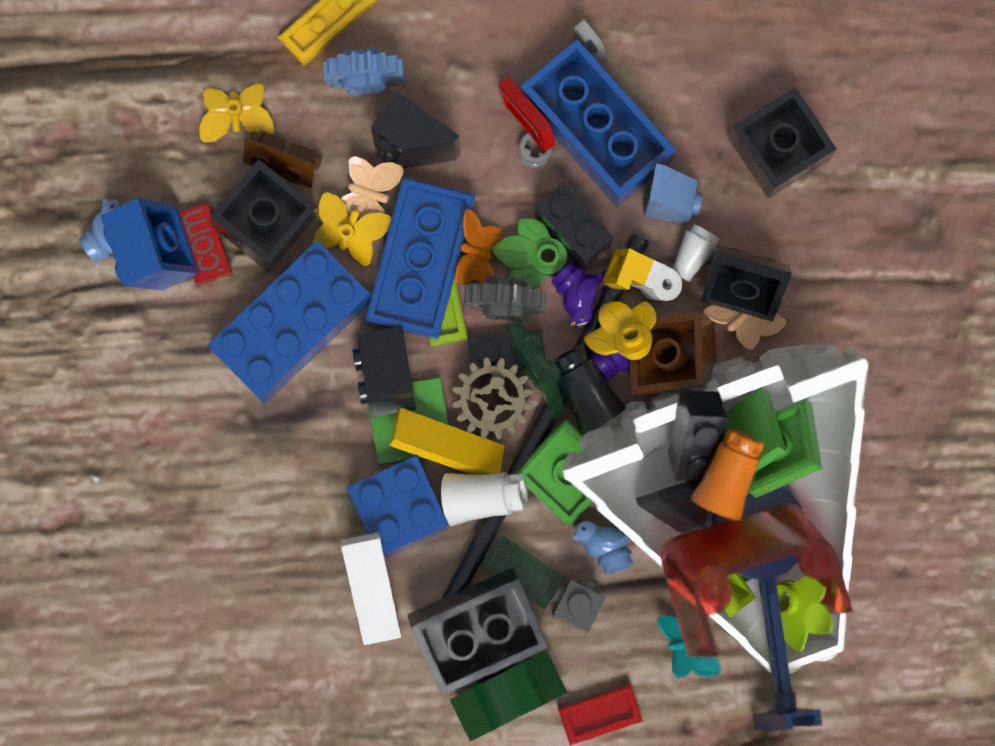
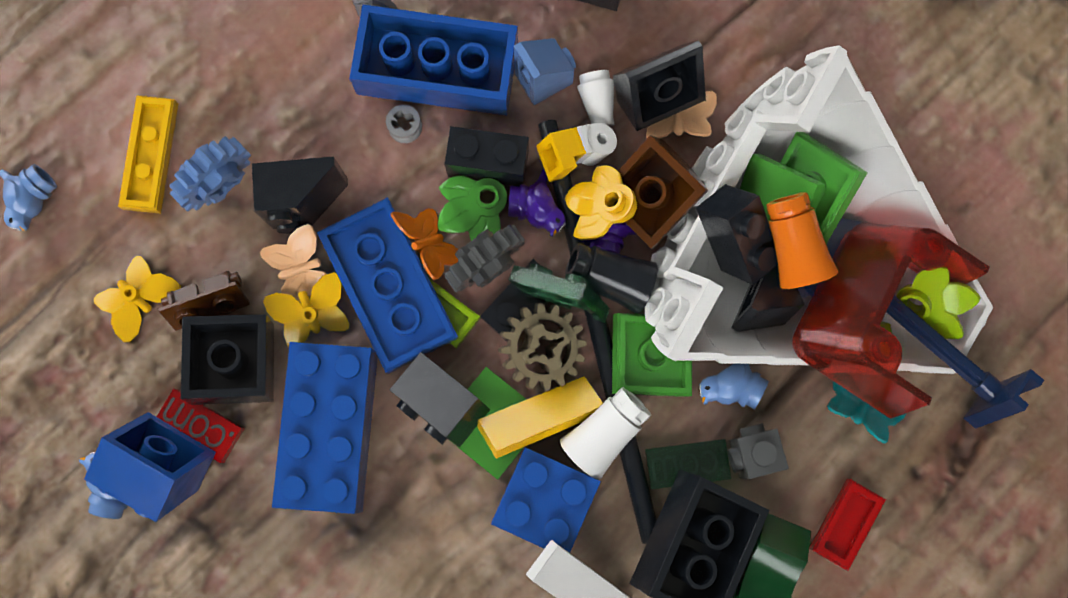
camera: 40 degrees left, 0 degrees up
(526, 114) = (373, 99): red tile -> none

